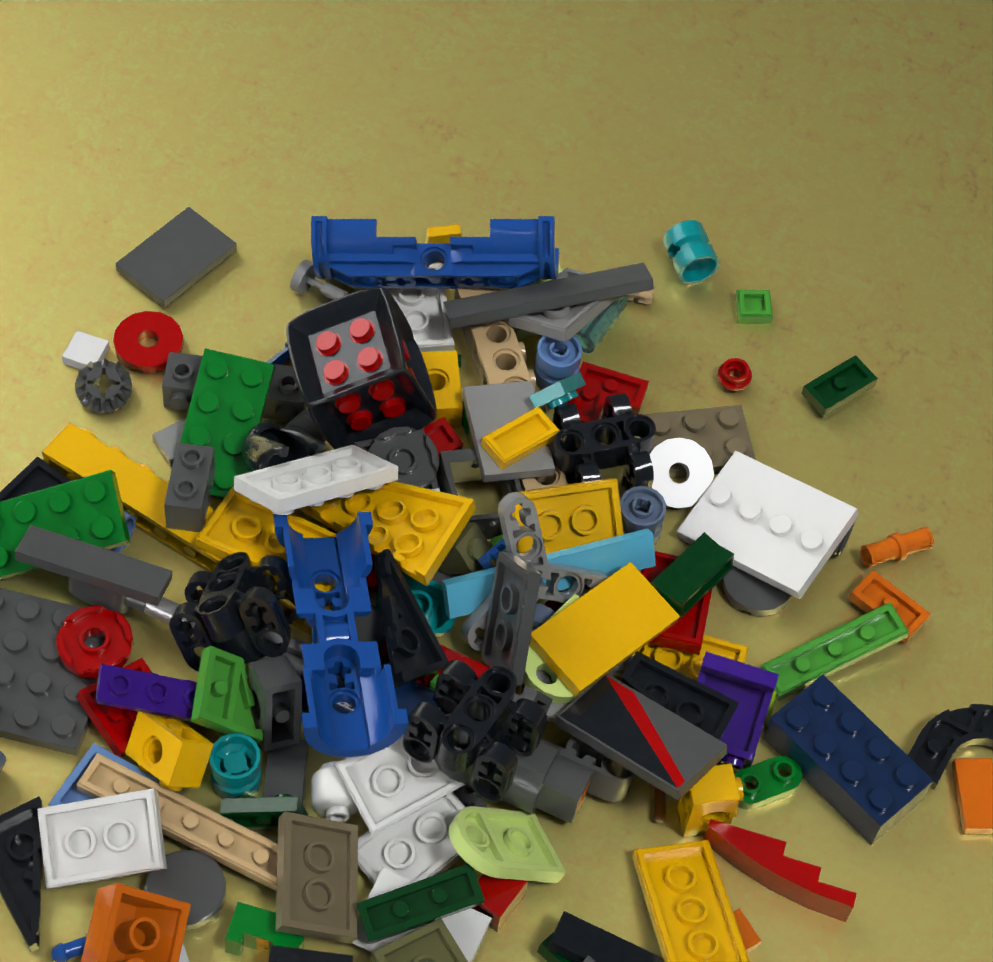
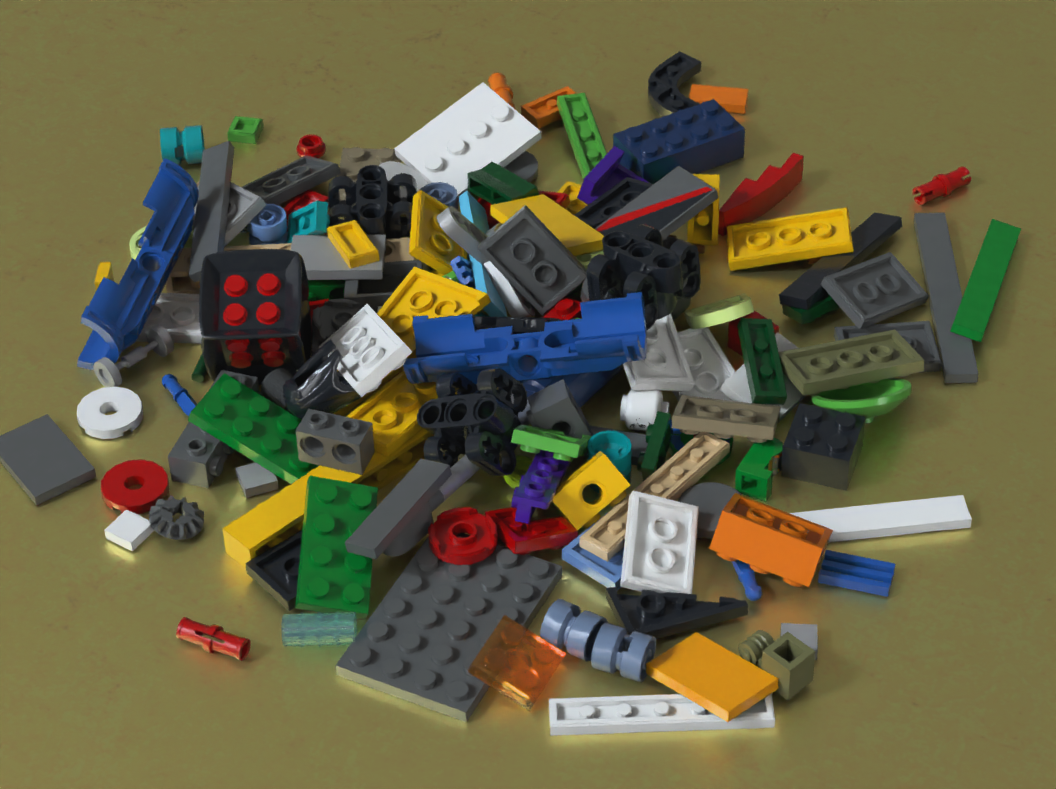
camera: 70 degrees left, 15 degrees down
(254, 279) = (120, 400): none -> white tile
(658, 364) = (293, 179): none -> dark grey tile
(839, 386) = (344, 96): dark green plate -> none

